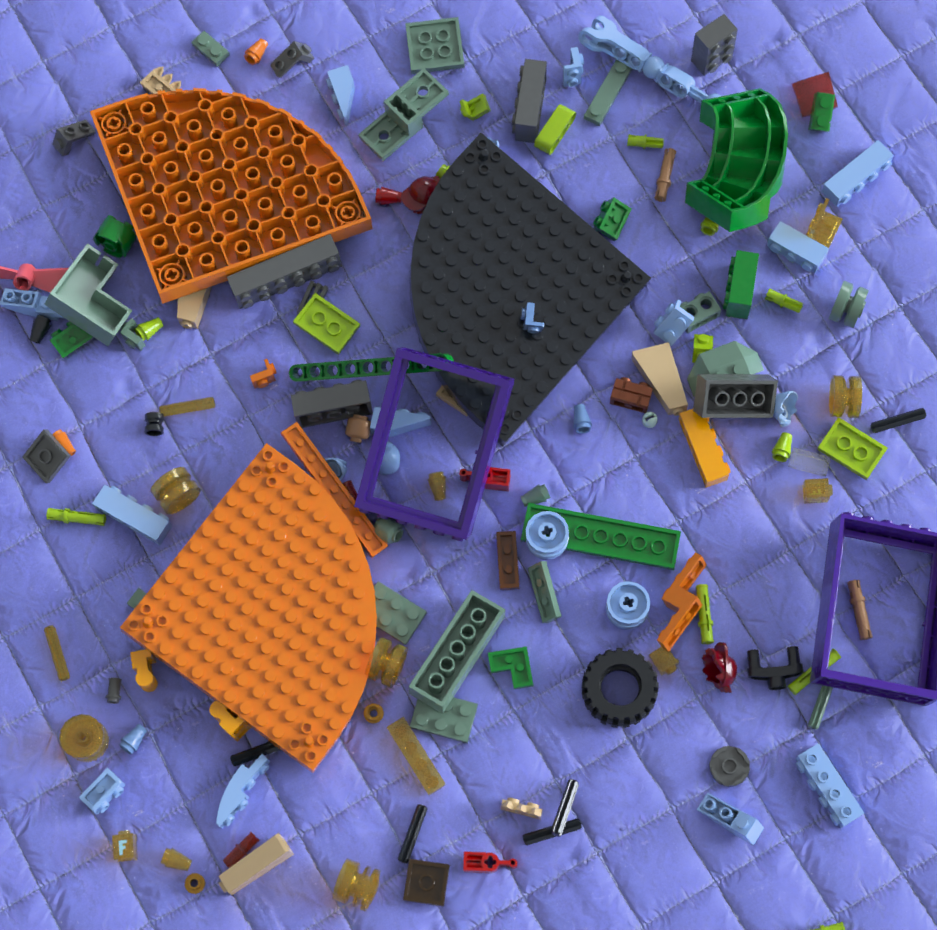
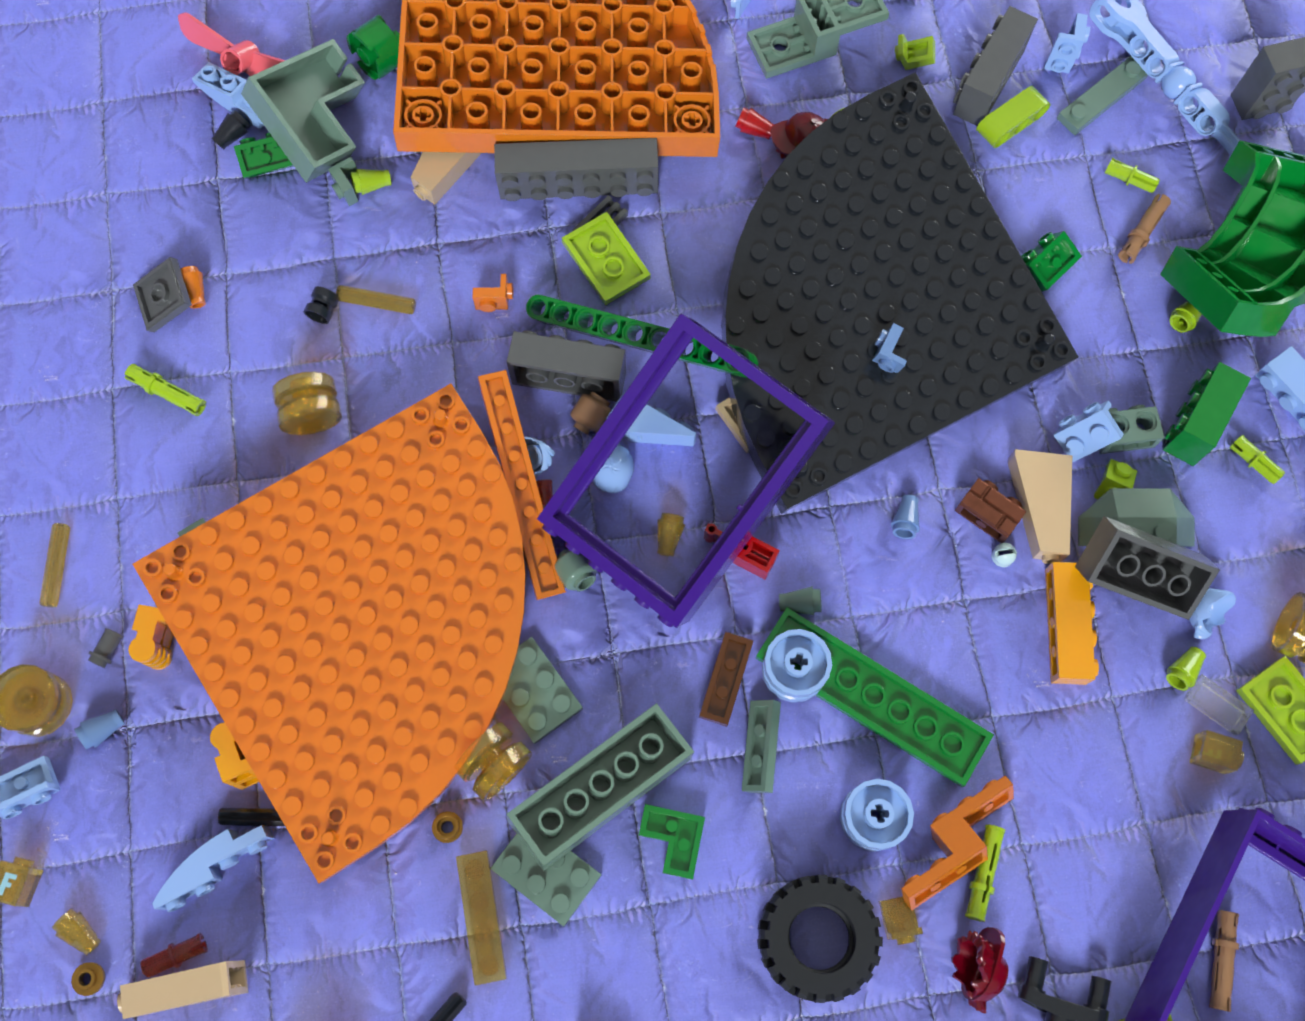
camera: 15 degrees right, 0 degrees up
(132, 515) = (238, 415): light blue brick -> none

